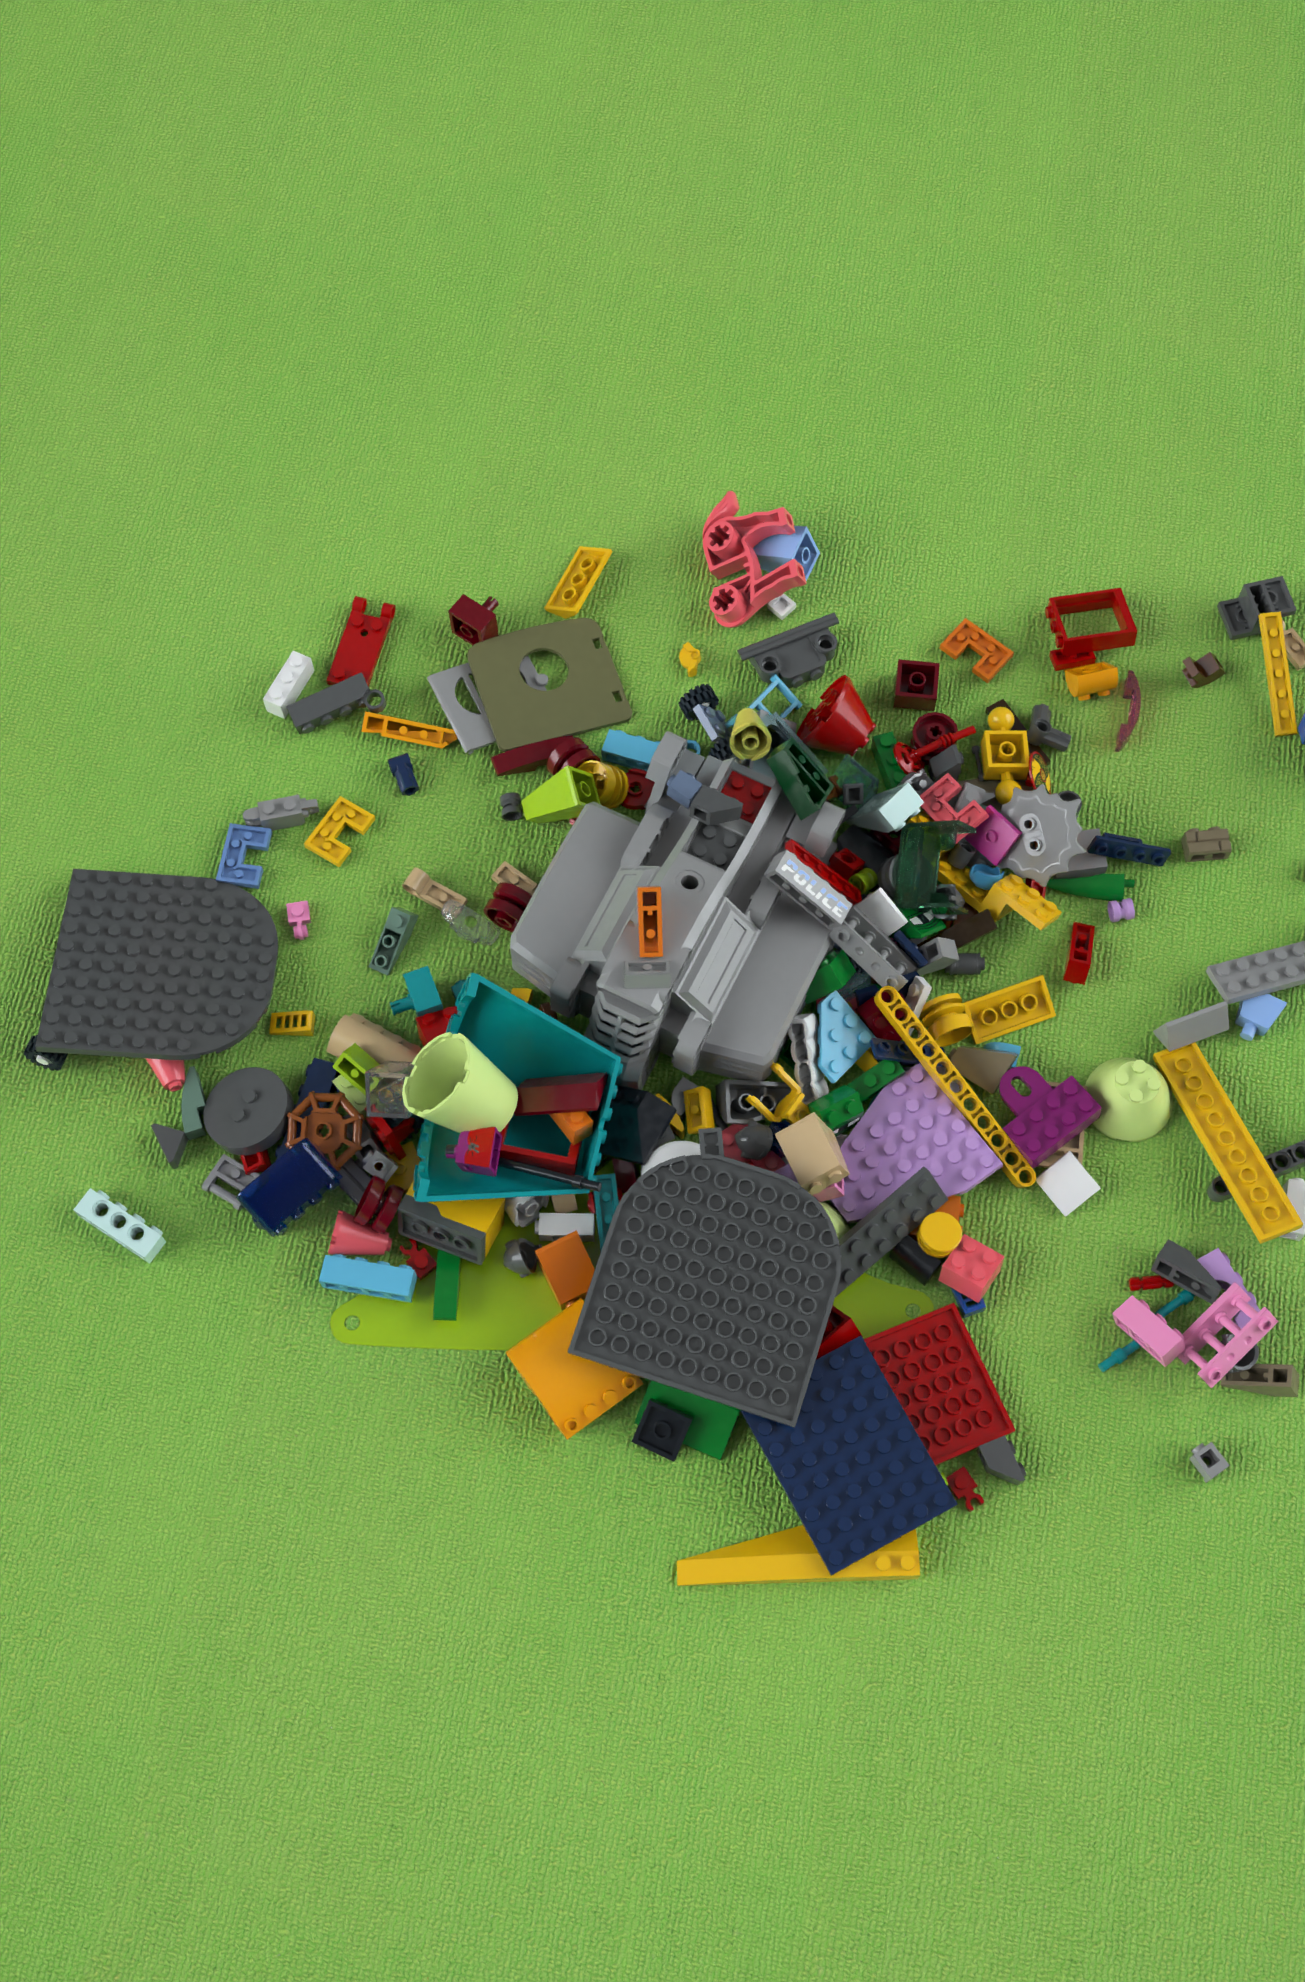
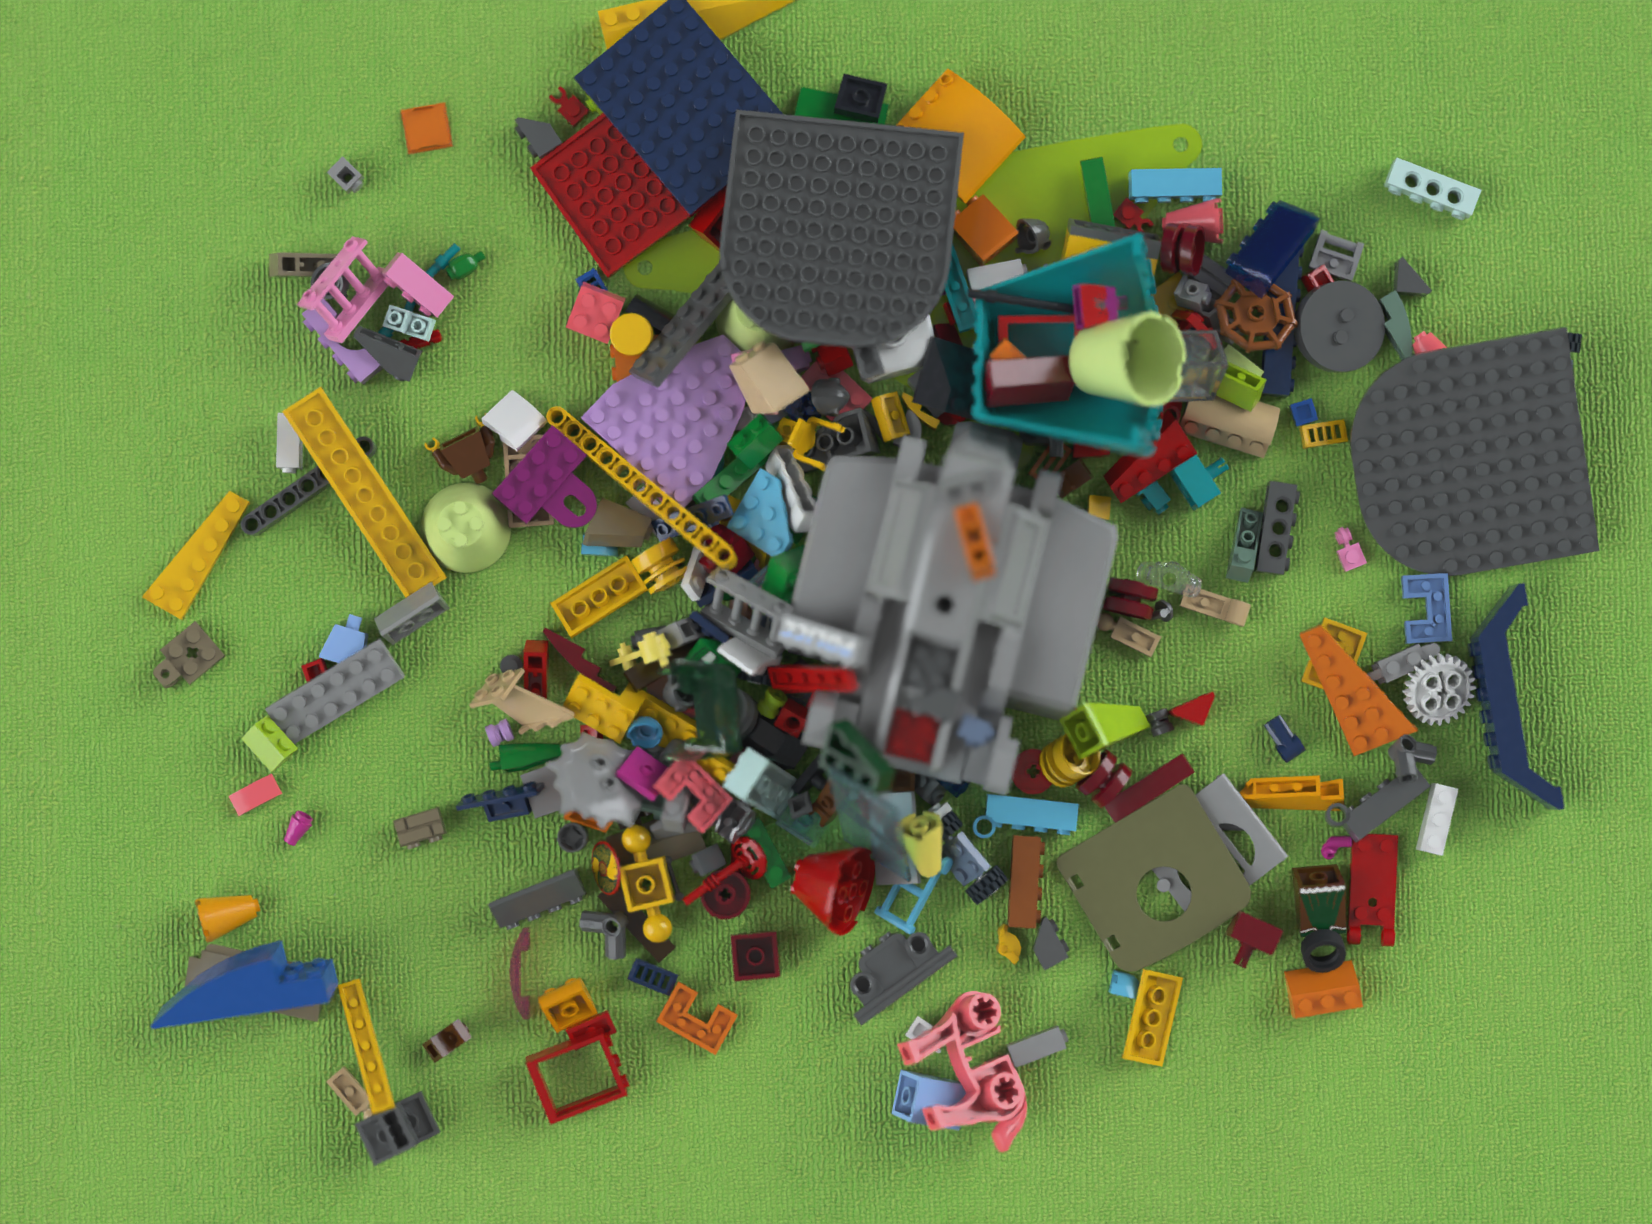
camera: 165 degrees right, 20 degrees up
(202, 769) = (1500, 703): none -> dark blue slope
(254, 783) = (1439, 689): none -> white gear
(301, 737) = (1407, 752): none -> dark grey piece
(305, 1044) = (1303, 412): none -> blue plate
(331, 789) = (1358, 702): none -> orange wing
(352, 978) = (1264, 561): none -> dark grey brick
(384, 685) = (1332, 845): none -> dark pink arm
(409, 642) = (1319, 899): none -> slope
(417, 600) = (1323, 963): none -> black tyre
(426, 574) = (1323, 992): none -> orange slope
(478, 807) = (1195, 710): none -> red slope
(482, 896) = (1162, 611): none -> dark grey plate
(596, 608) = (1124, 984): none -> medium azure brick
(655, 649) = (1048, 946): none -> dark grey slope
(664, 701) = (1024, 881): none -> dark orange brick
(683, 576) = (1037, 1045): none -> light grey brick
(968, 943) = (652, 648): none -> light yellow piece
(1014, 699) = (638, 962): none -> dark blue slope
(1039, 959) = (573, 654): none -> dark red slope
(1097, 1346) = (464, 265): none -> green plant
(1101, 966) = (510, 662): none -> dark grey plate
(1105, 767) = (538, 898): none -> dark grey slope
(1116, 1498) = (426, 128): none -> orange piece
(1118, 938) = (519, 703): none -> tan piece
(1120, 1162) = (466, 453): none -> reddish brown torso
(1160, 1298) = (409, 323): none -> light aqua slope
(1292, 996) = (314, 669): none -> red brick

